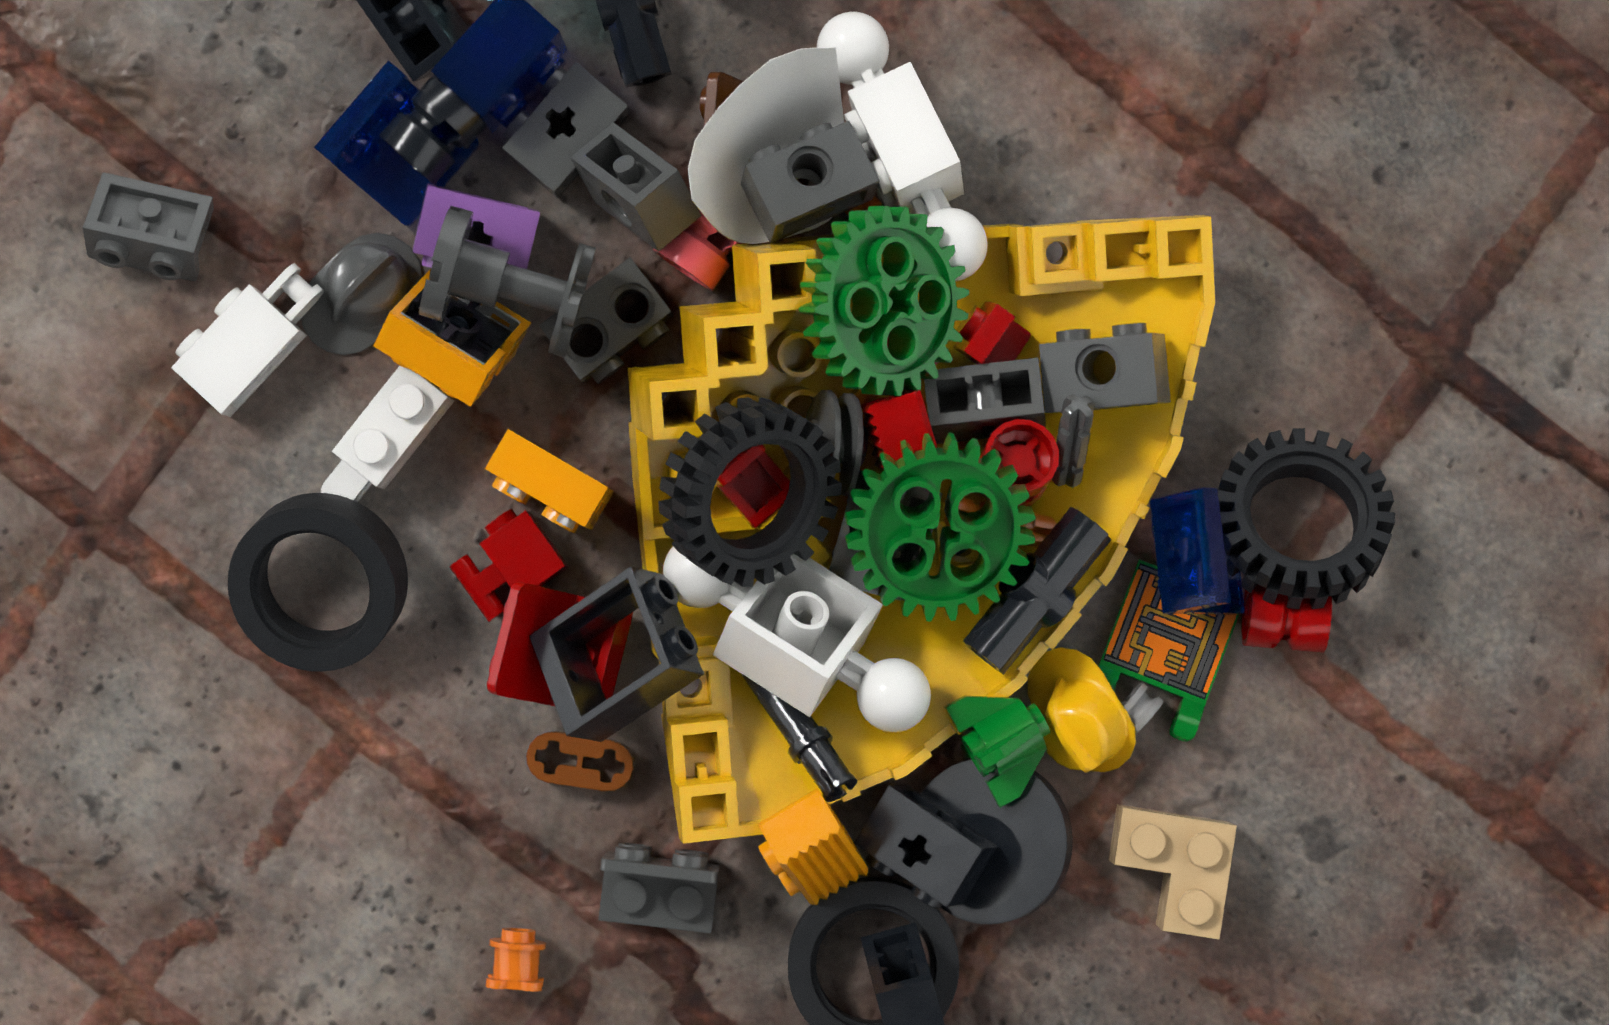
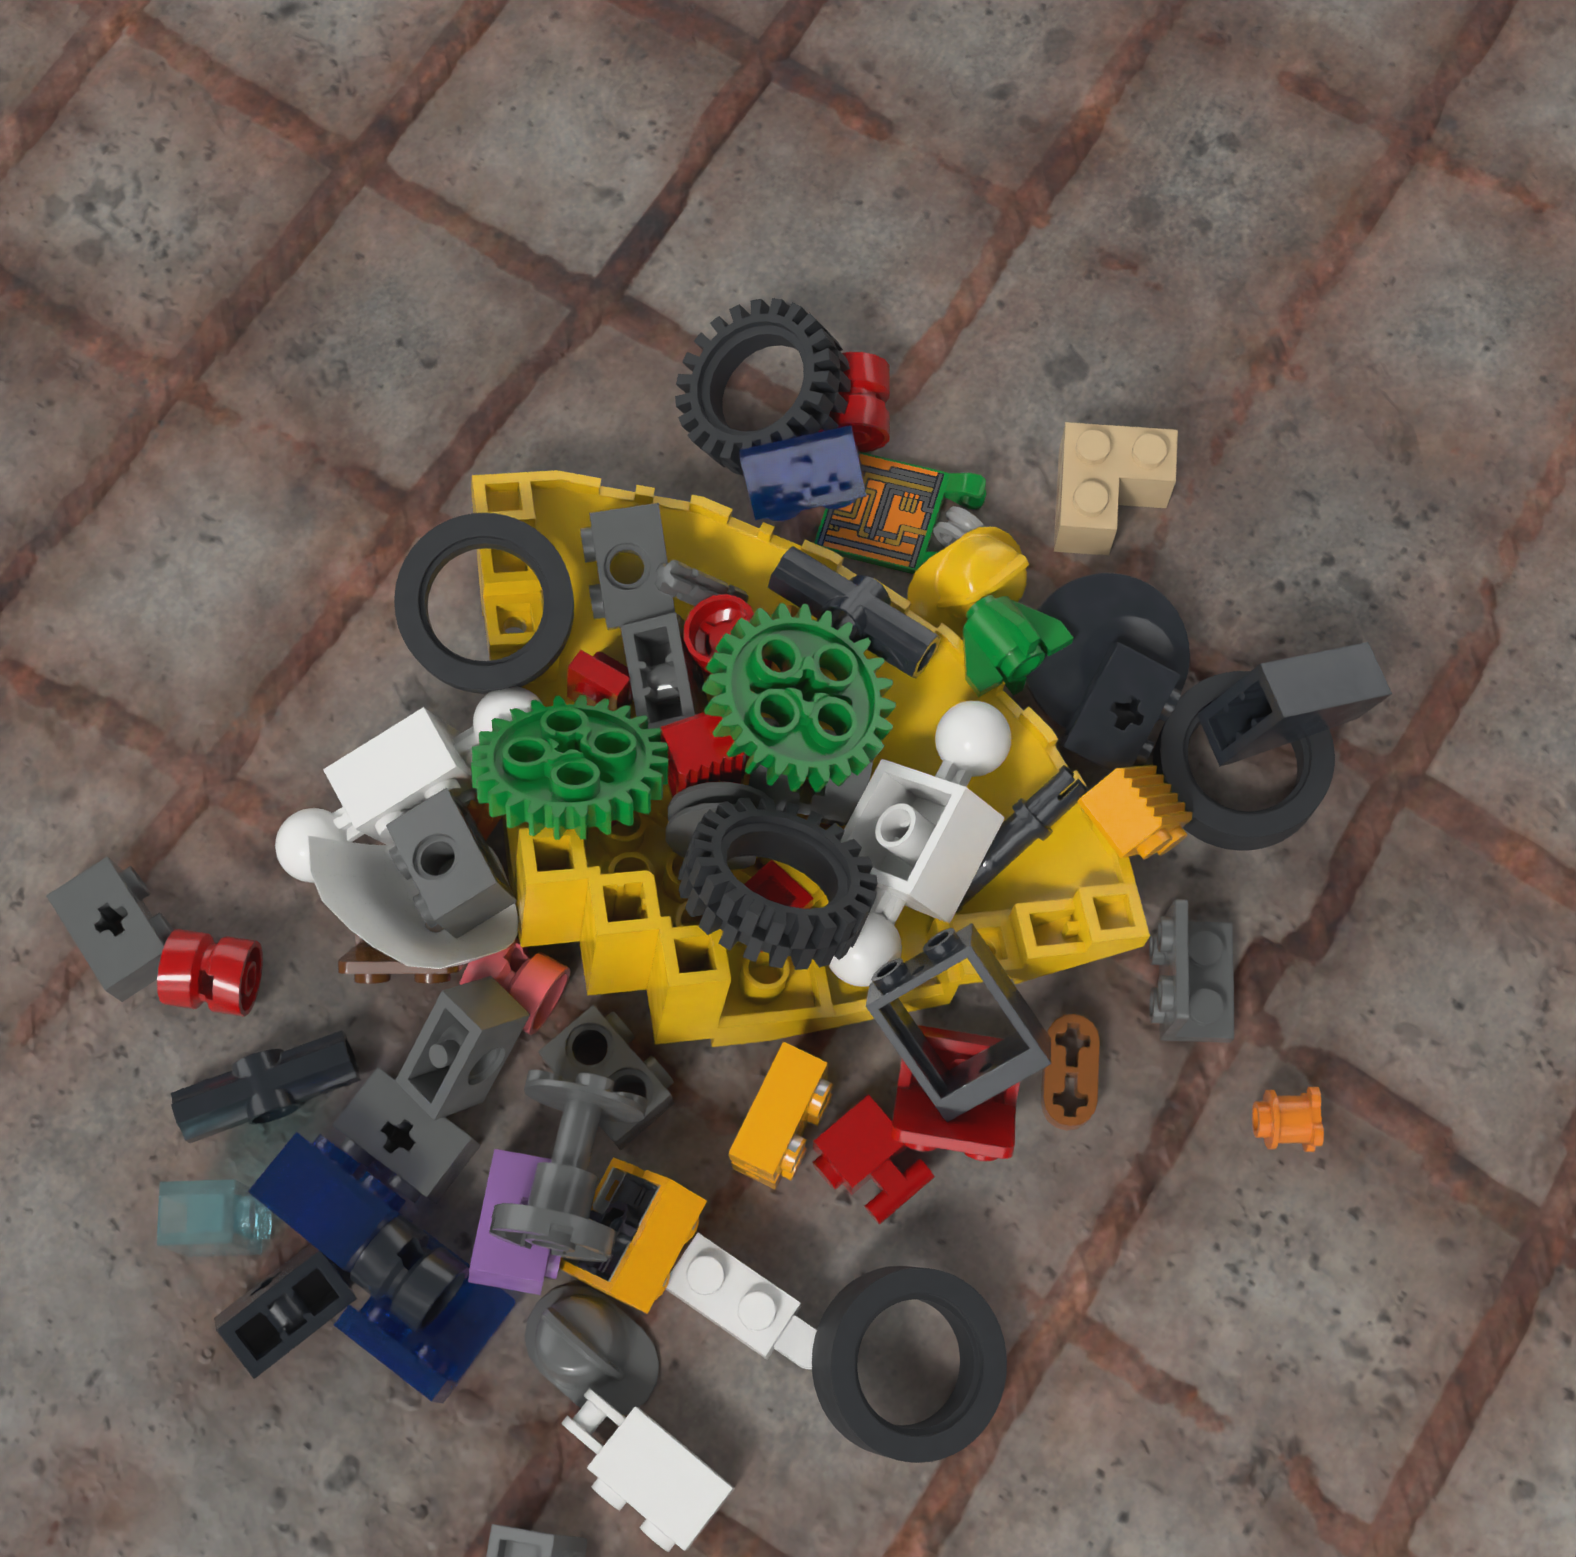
camera: 90 degrees left, 15 degrees down
(996, 213) = (472, 533): none -> black tyre

